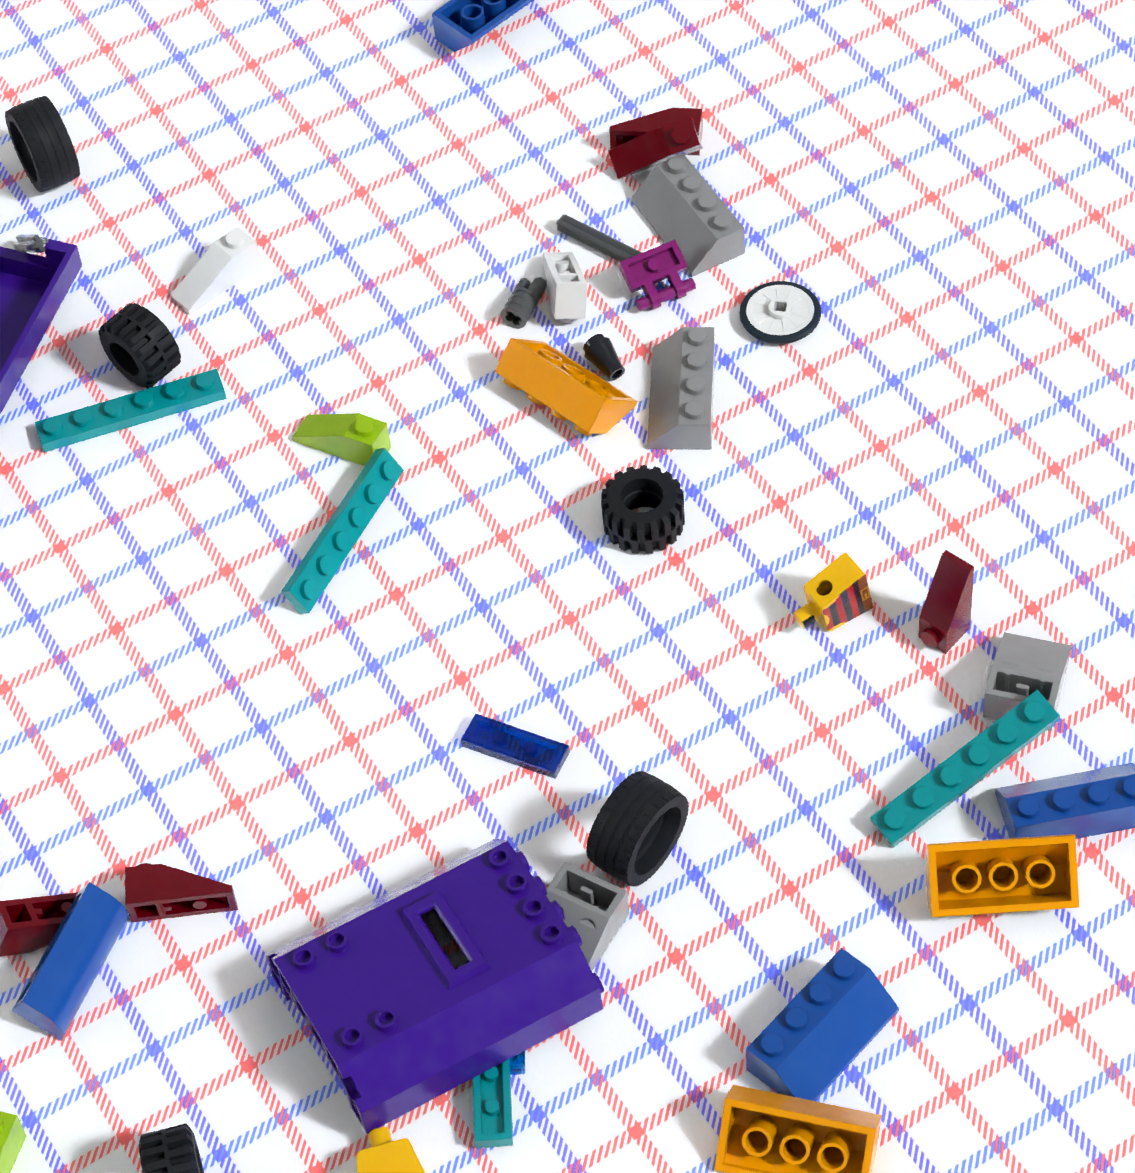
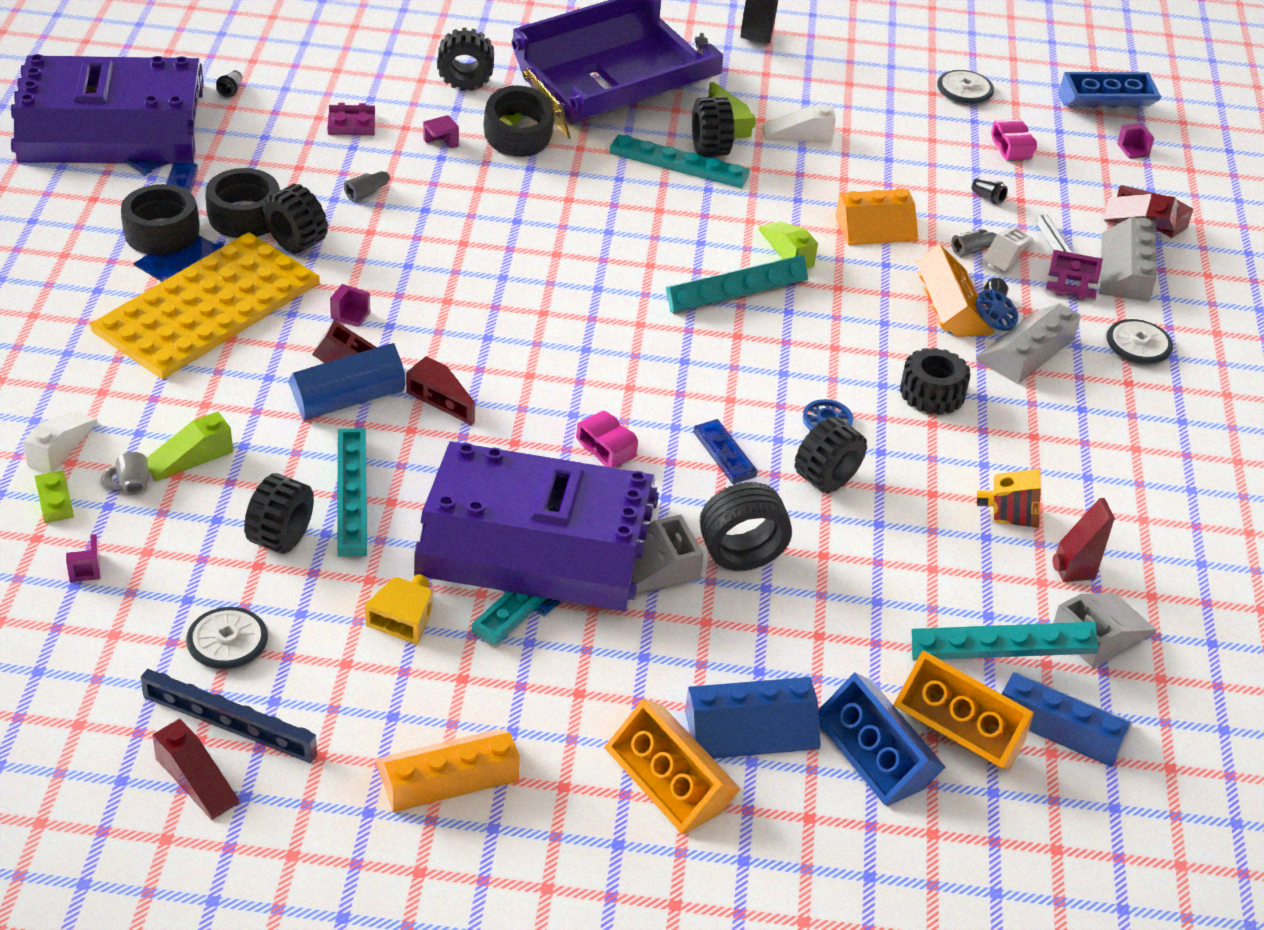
camera: 30 degrees right, 10 degrees down
(111, 298) = (743, 118): none -> lime slope
(204, 1086) = (351, 493): none -> teal plate
(334, 95) = (965, 86): none -> white wheel
(395, 823) = (607, 439): none -> dark pink brick
(404, 340) = (877, 216): none -> light orange slope
(447, 136) = (1013, 139): none -> dark pink brick
(481, 221) = (990, 189): none -> black cone
(567, 52) = (1135, 140): none -> magenta panel
(575, 629) = (824, 413): none -> blue wheel
(625, 376) = (997, 310): none -> blue wheel
(634, 679) = (830, 454): none -> black tyre
(947, 963) = (878, 740): none -> blue slope

